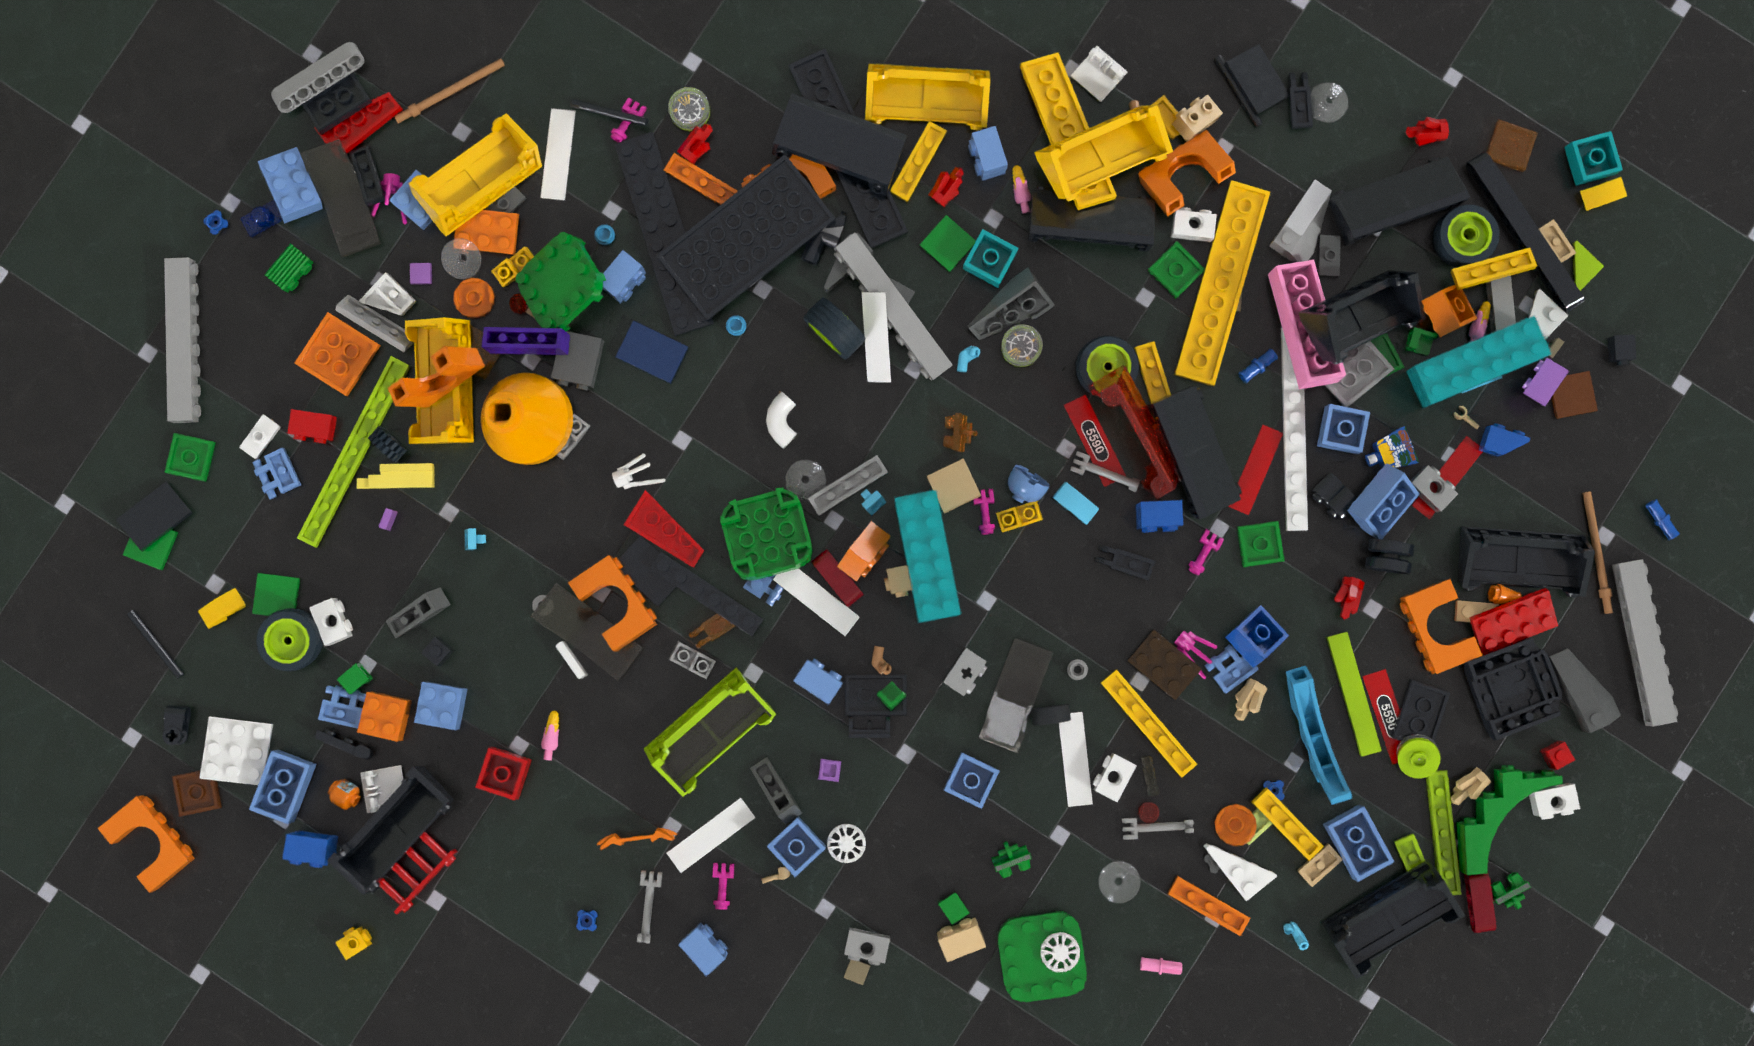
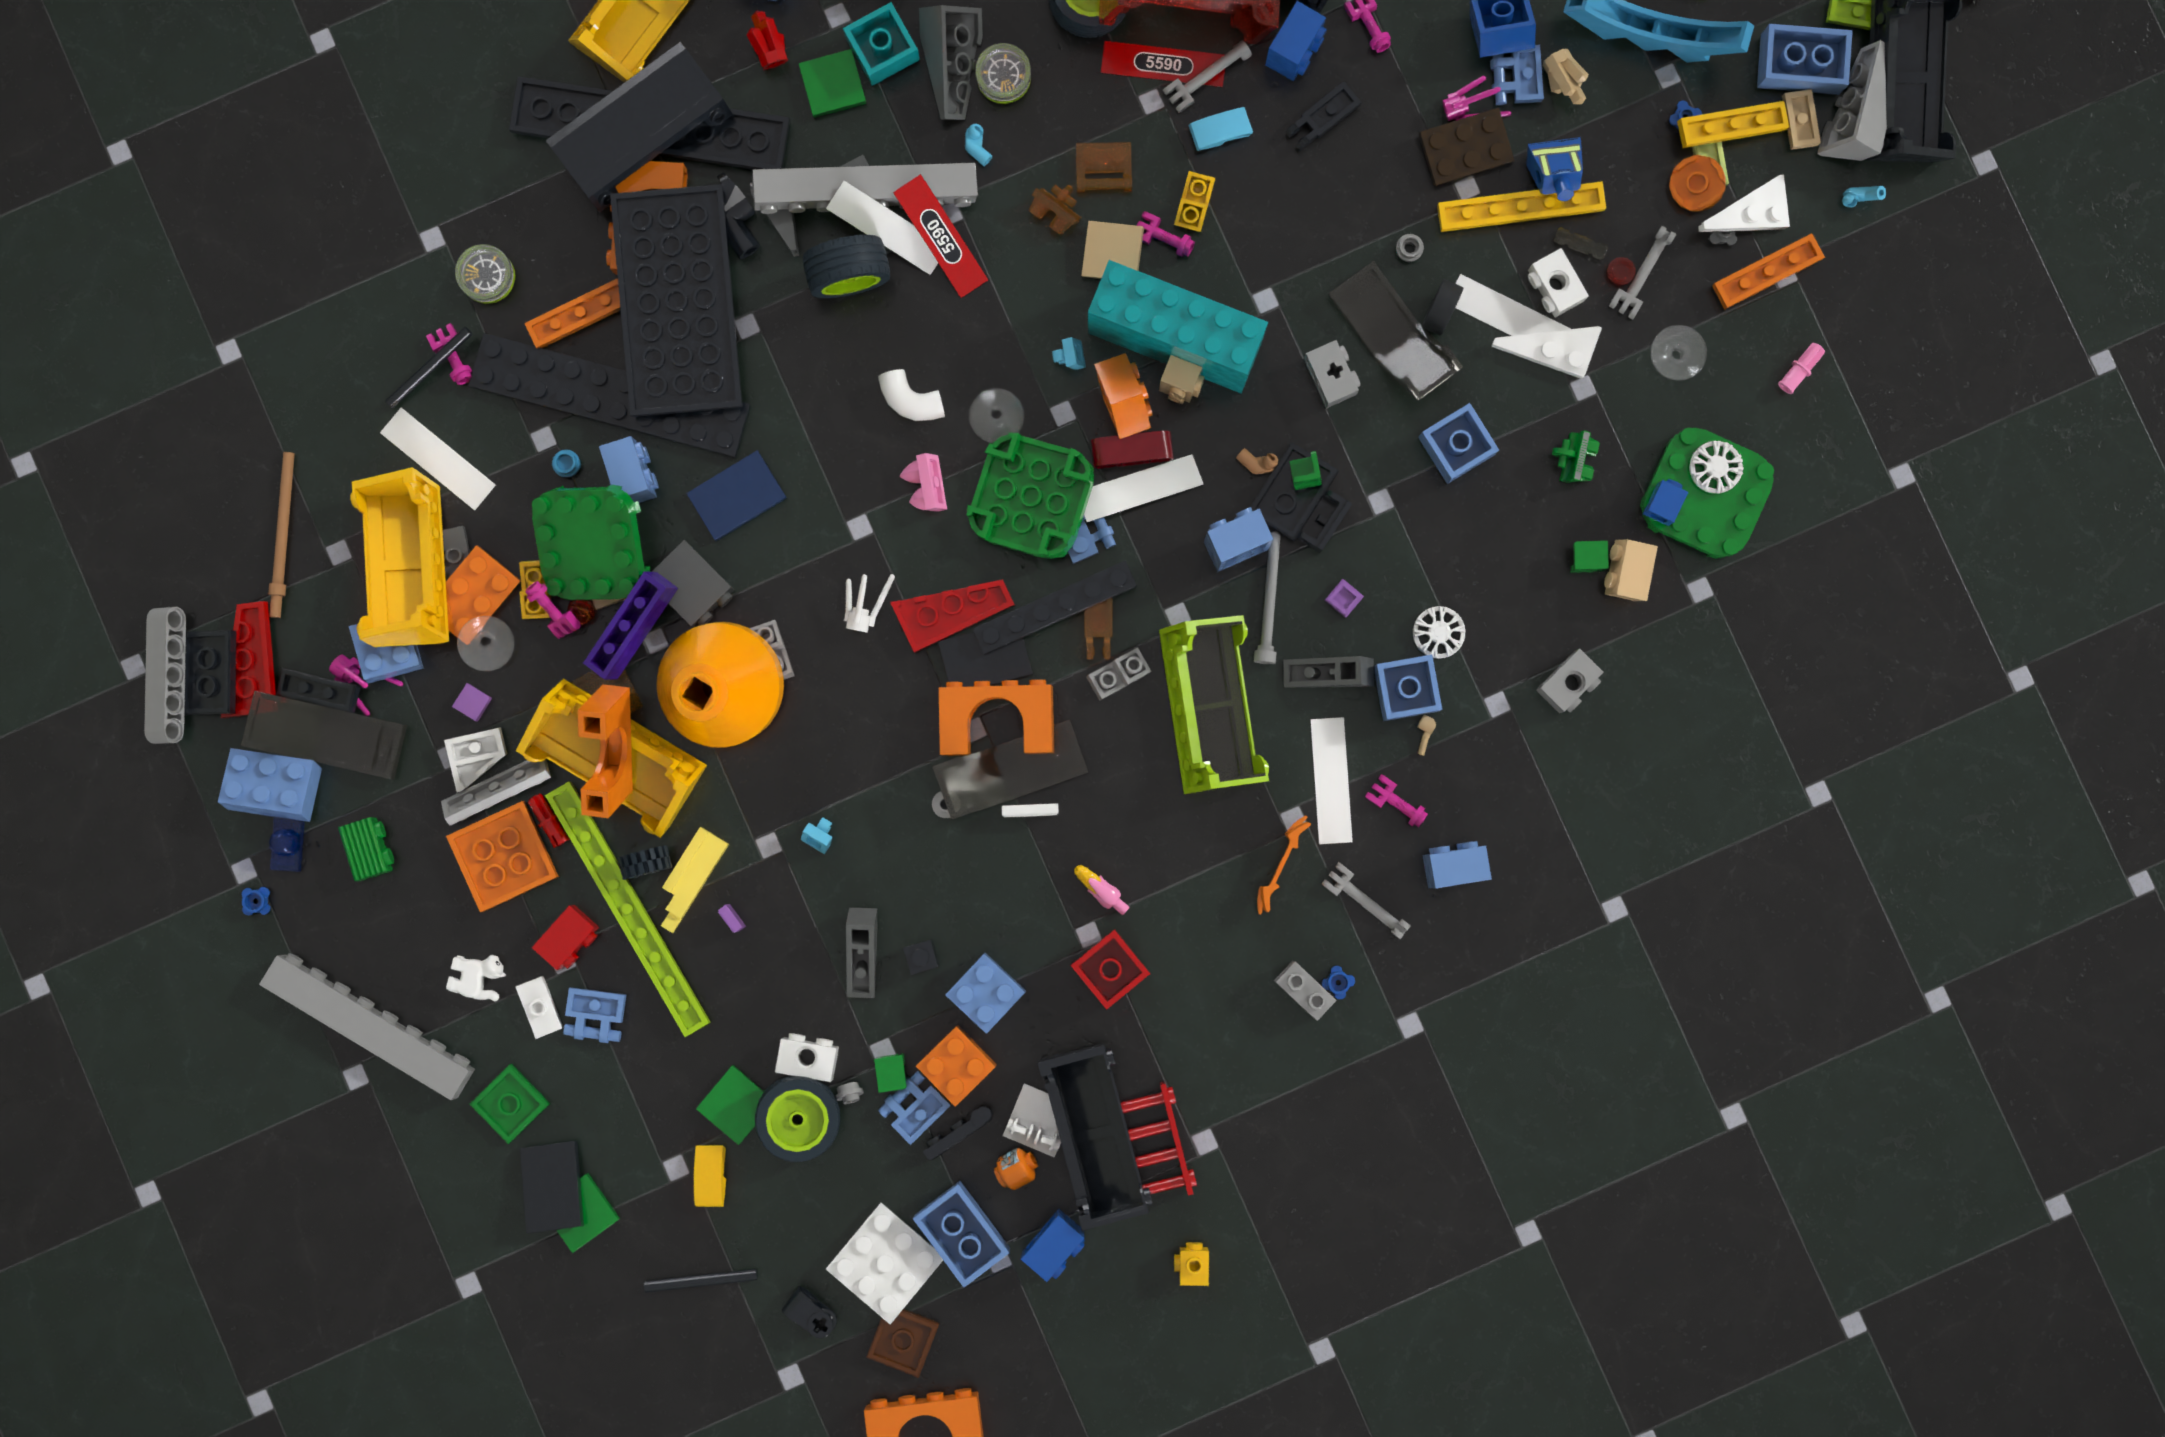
camera: 55 degrees left, 0 degrees up
(254, 383) = (472, 977): none -> white animal
(326, 661) = (849, 1093): none -> light grey plate
(377, 367) = (548, 820): none -> red axle
(474, 298) = (540, 659): orange tile -> none
(502, 295) = (561, 623): none -> dark pink hinge
(567, 902) = (1305, 990): none -> light grey brick
(695, 143) = (530, 293): red rock -> none
(736, 325) = (769, 380): dark azure plate -> none
(740, 462) = (928, 473): none -> bright pink tile
(764, 742) = (1265, 651): none -> light grey piece
(847, 485) = (1034, 370): light grey plate -> none
(857, 971) = (1591, 712): dark tan tile -> none
(893, 373) = (940, 235): none -> red sticker
(918, 161) = (717, 55): yellow plate -> none
(1010, 443) = (1104, 159): none -> clear orange plate
(1016, 934) = (1665, 502): none -> blue brick
(1026, 485) = (1165, 169): medium blue cylinder -> none
(1074, 807) = (1560, 350): none -> white wing
(1186, 730) = (1556, 166): none -> blue torso
(1343, 902) = (1861, 116): none -> light grey wedge

